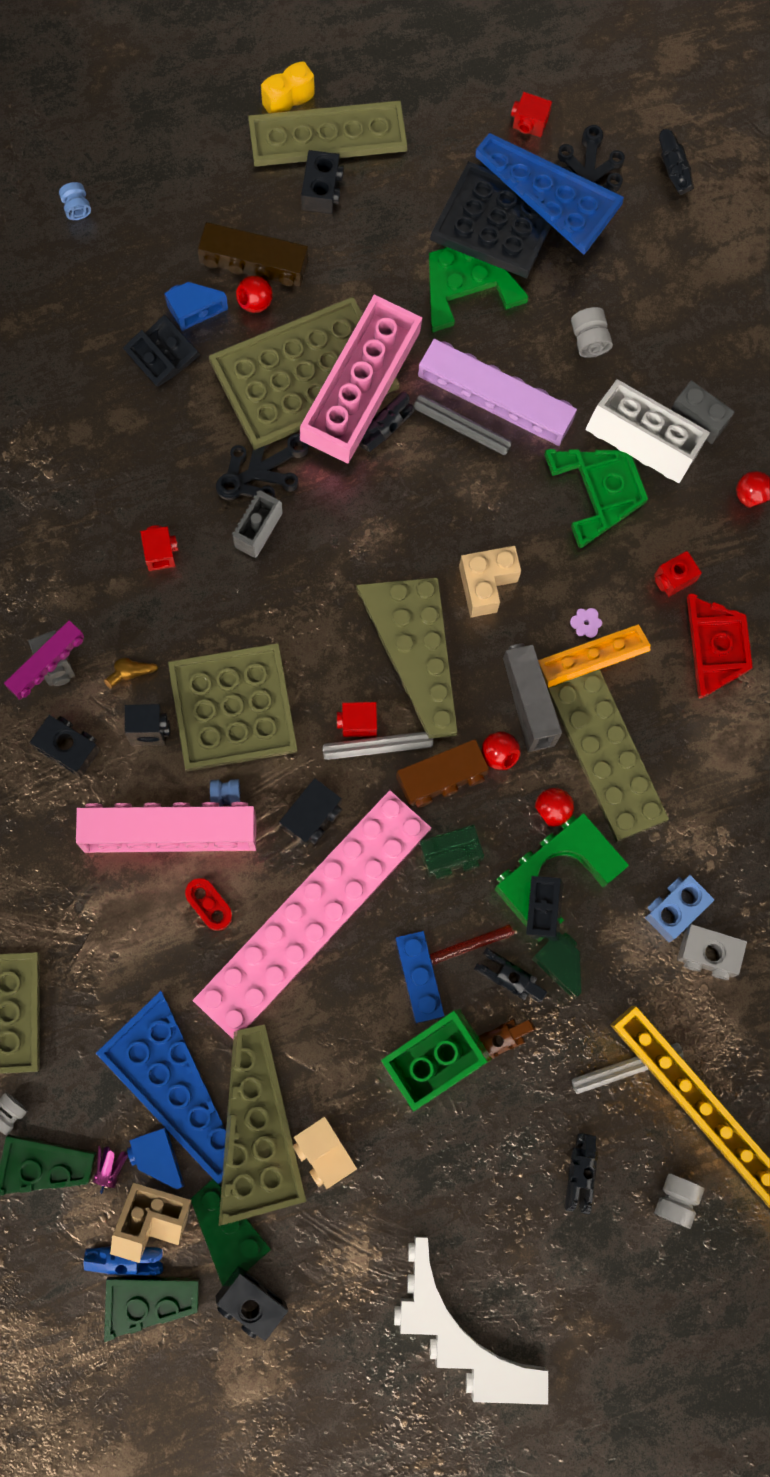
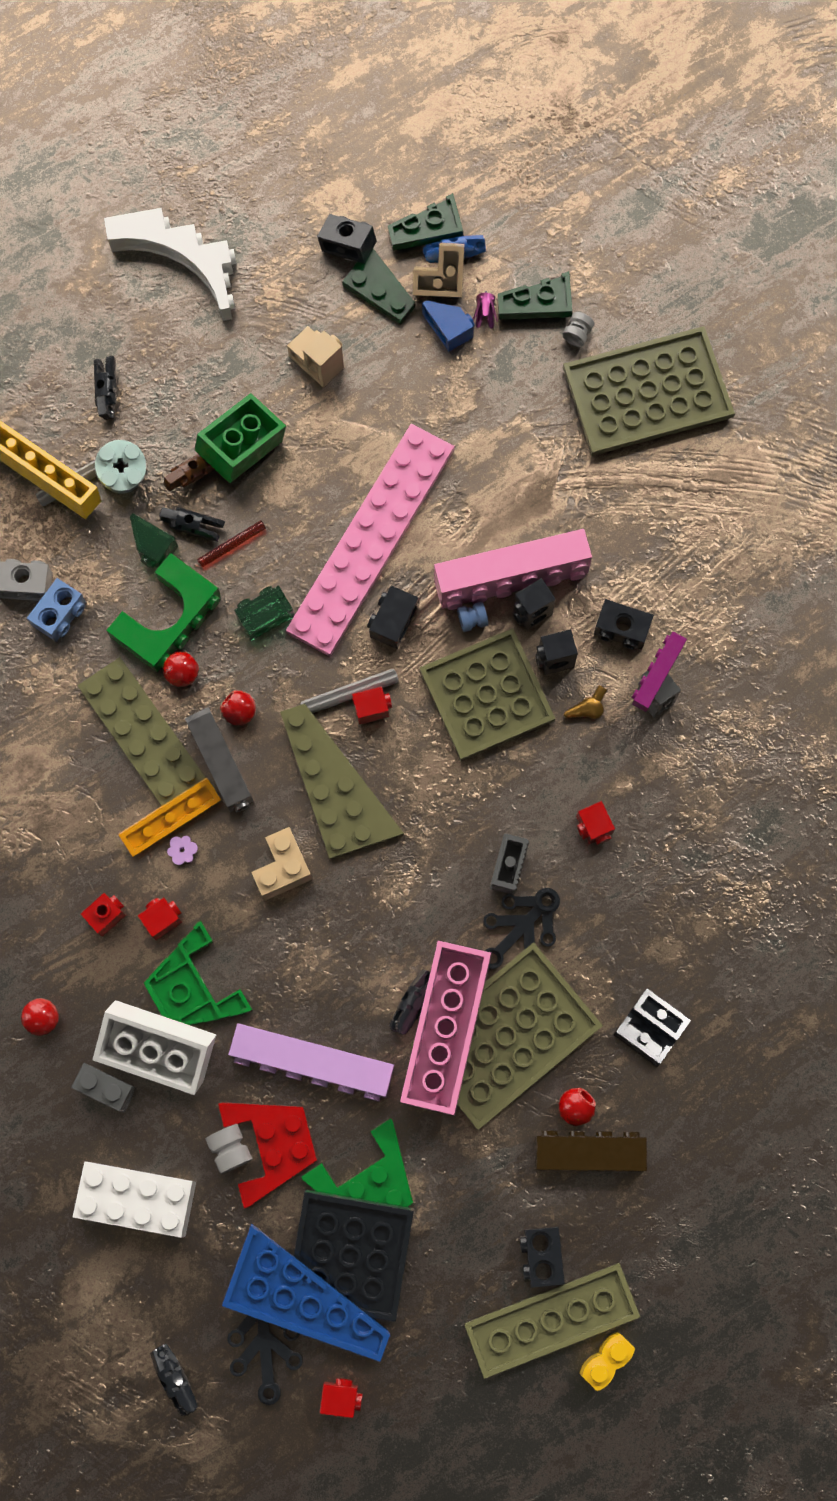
camera: 175 degrees right, 0 degrees up
(73, 197) = (786, 1166): medium blue wheel -> none
(156, 782) = (533, 604): none -> black brick
(162, 1074) = (461, 385): blue wing -> none
(194, 303) = (636, 1082): blue slope -> none
(209, 904) = (464, 522): red plate -> none
(258, 1152) = (373, 355): olive wing -> none
(419, 977) = (269, 508): blue plate -> none
(442, 774) = (285, 677): reddish brown brick -> none
(462, 424) = (339, 1021): dark grey axle -> none
(539, 333) = (281, 1140): none -> red wing
(545, 908) = (172, 570): black hinge -> none
(584, 1042) = (130, 455): none -> light aqua brick
(620, 557) = (160, 917): none -> red brick
(679, 1201) = (22, 385): light grey wheel -> none
(687, 310) = (134, 1199): none -> white brick
(718, 644) = (54, 856): red wing -> none

